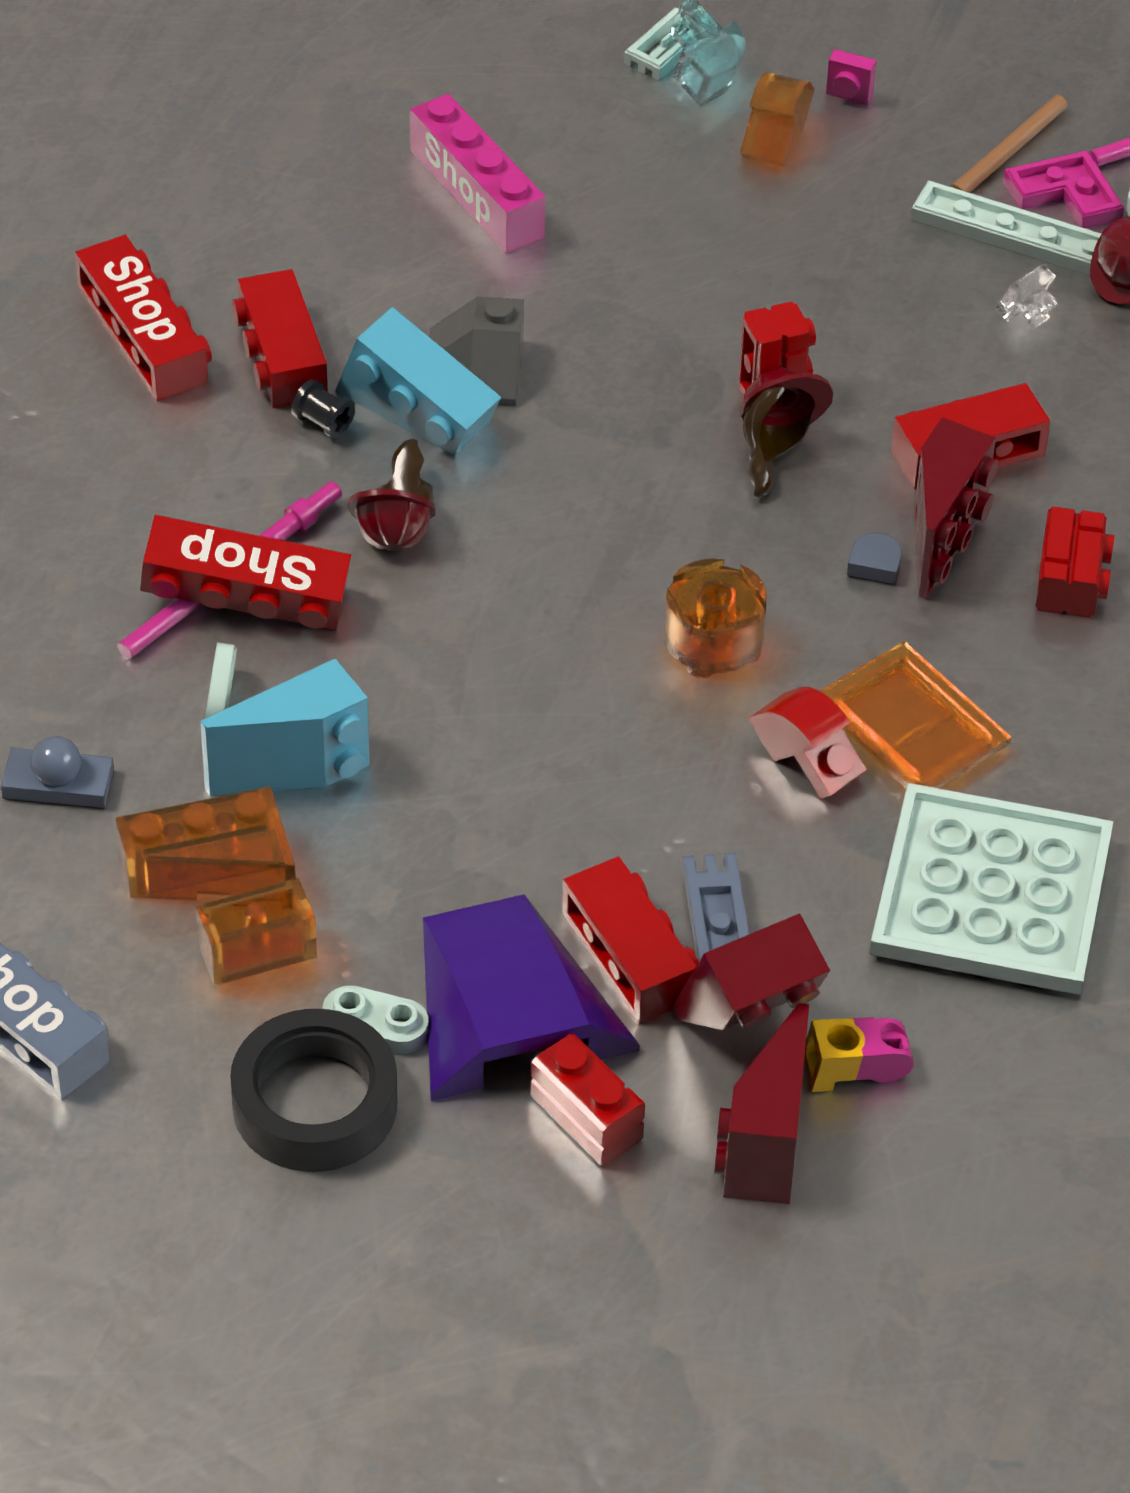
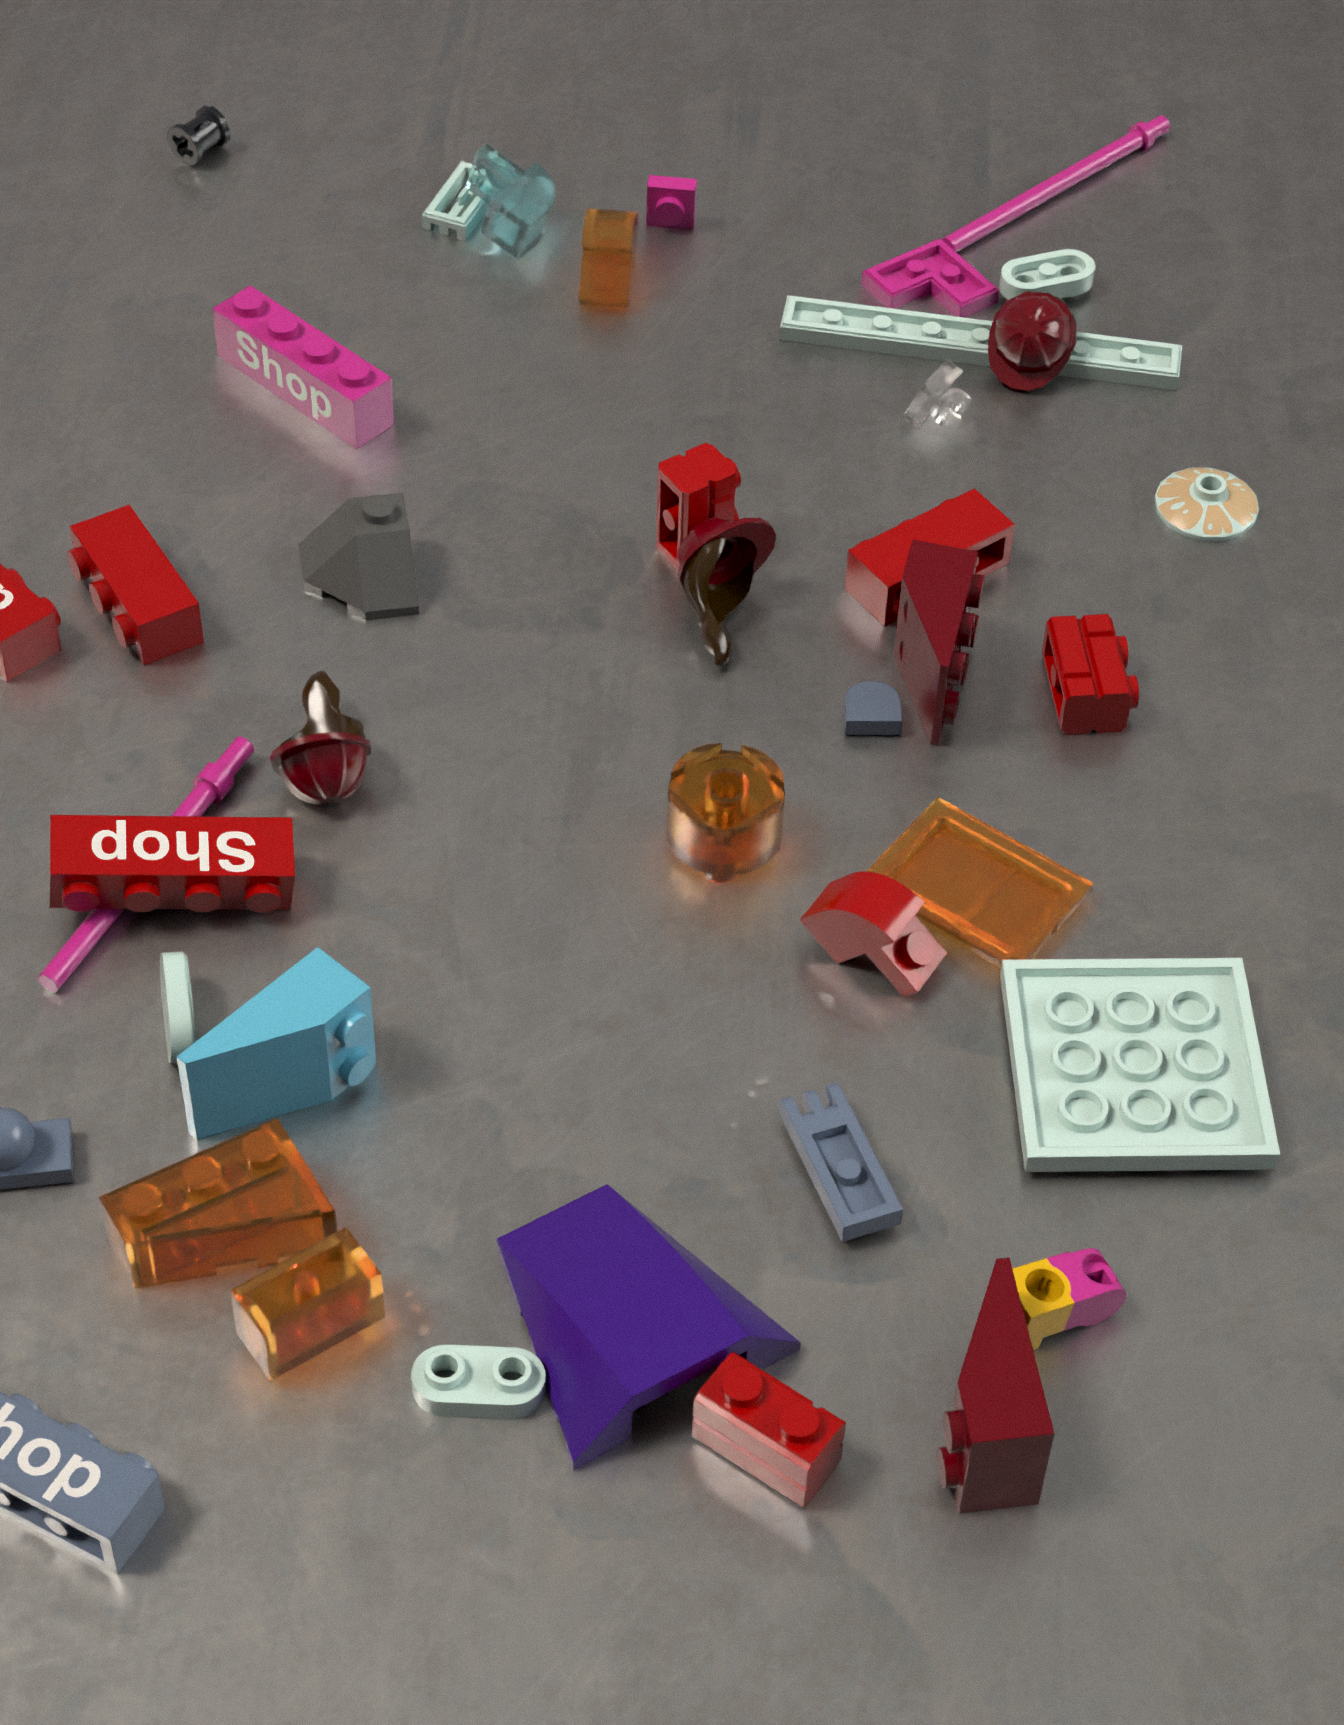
camera: 15 degrees left, 0 degrees up
(314, 1145) = (447, 1567): black tyre -> none
(323, 408) = (205, 655): black bush -> none
(416, 384) = (306, 608): medium azure wedge -> none
(628, 937) = (751, 1215): red brick -> none
(753, 976) = (932, 1241): dark red slope -> none
(1011, 144) = (859, 245): medium nougat bar -> none

